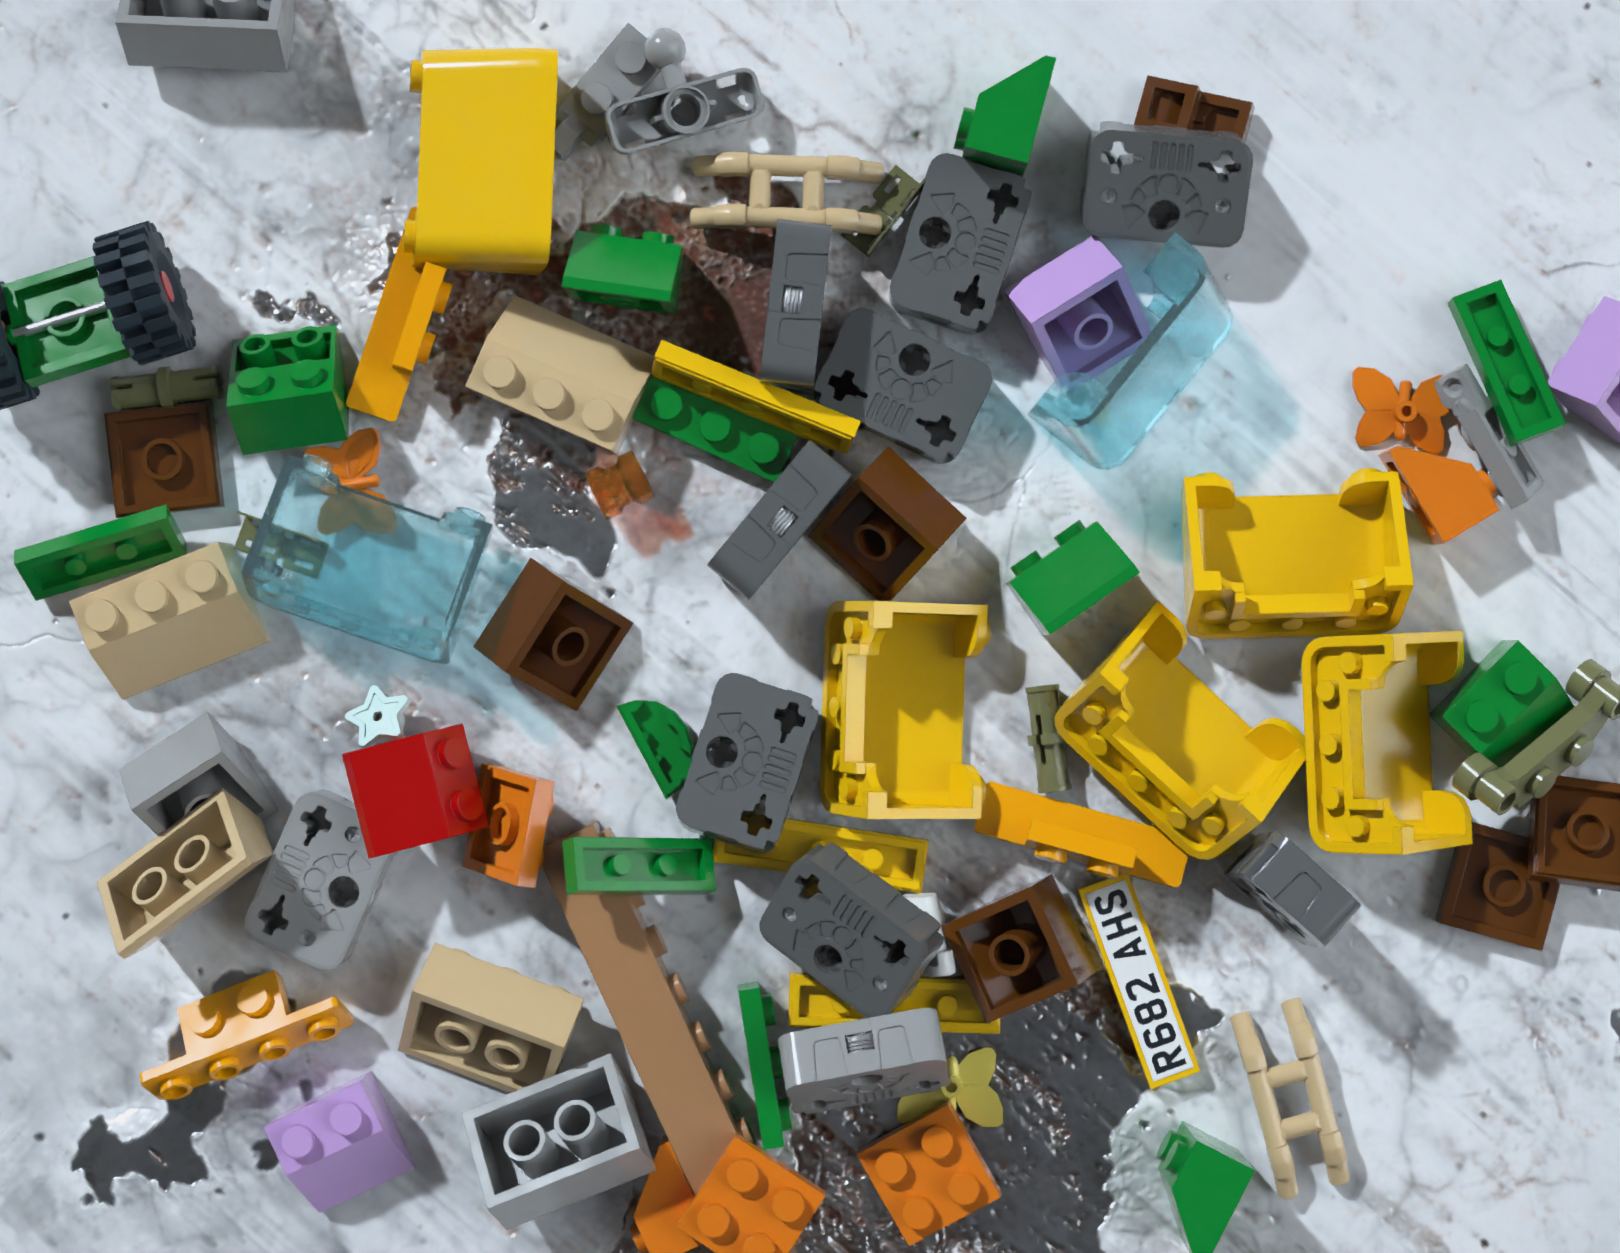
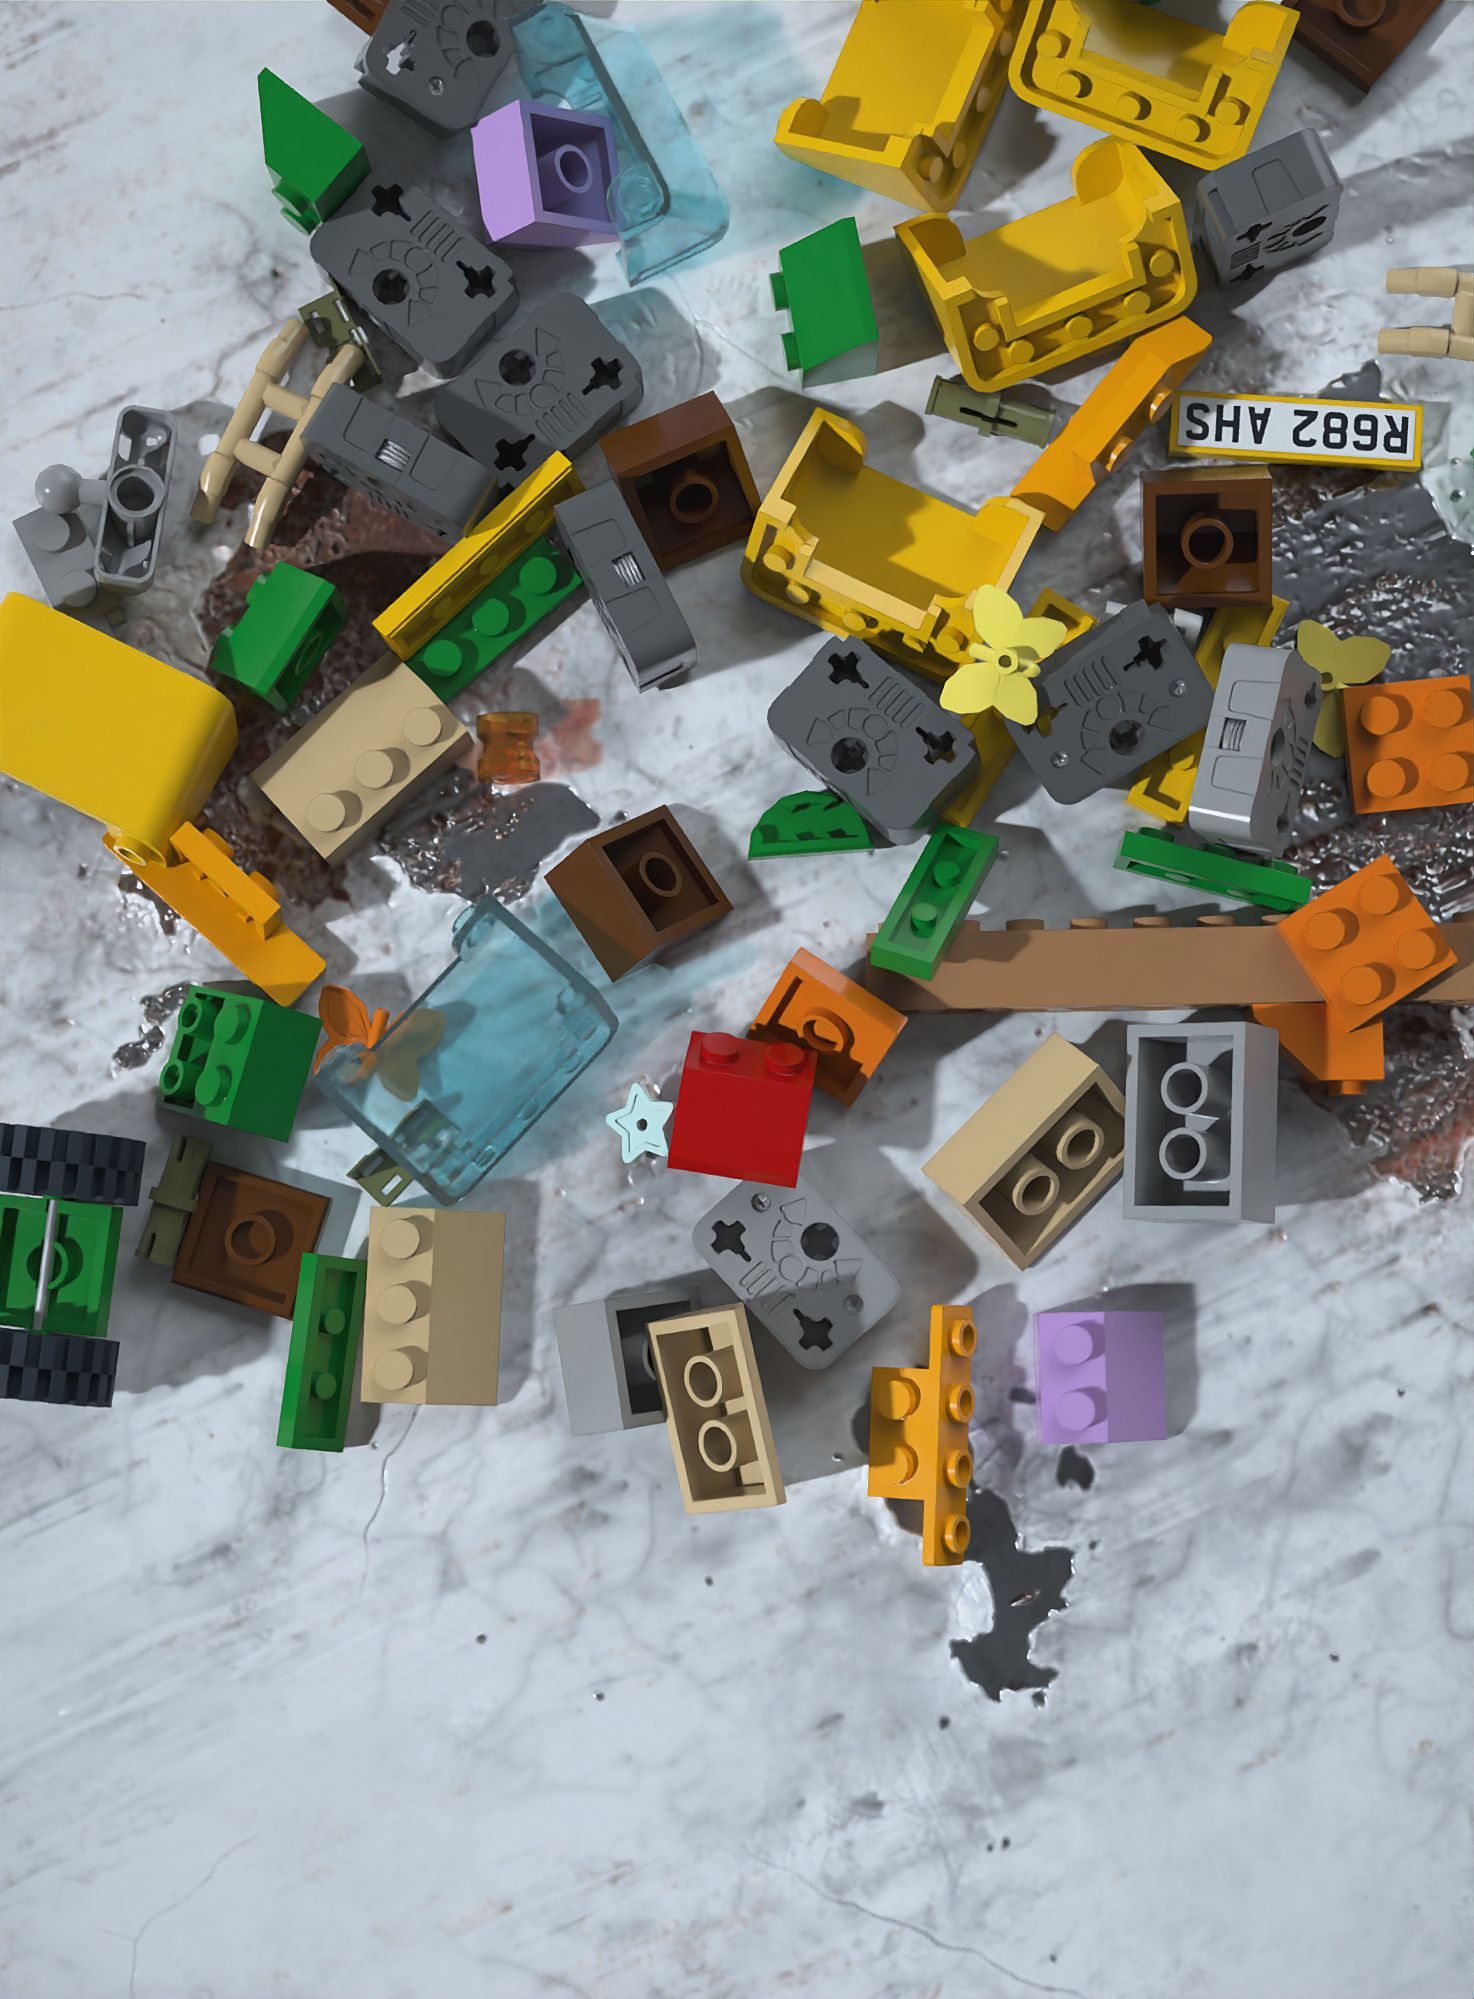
camera: 55 degrees left, 5 degrees down
(838, 844) = (1008, 661): none -> light yellow piece

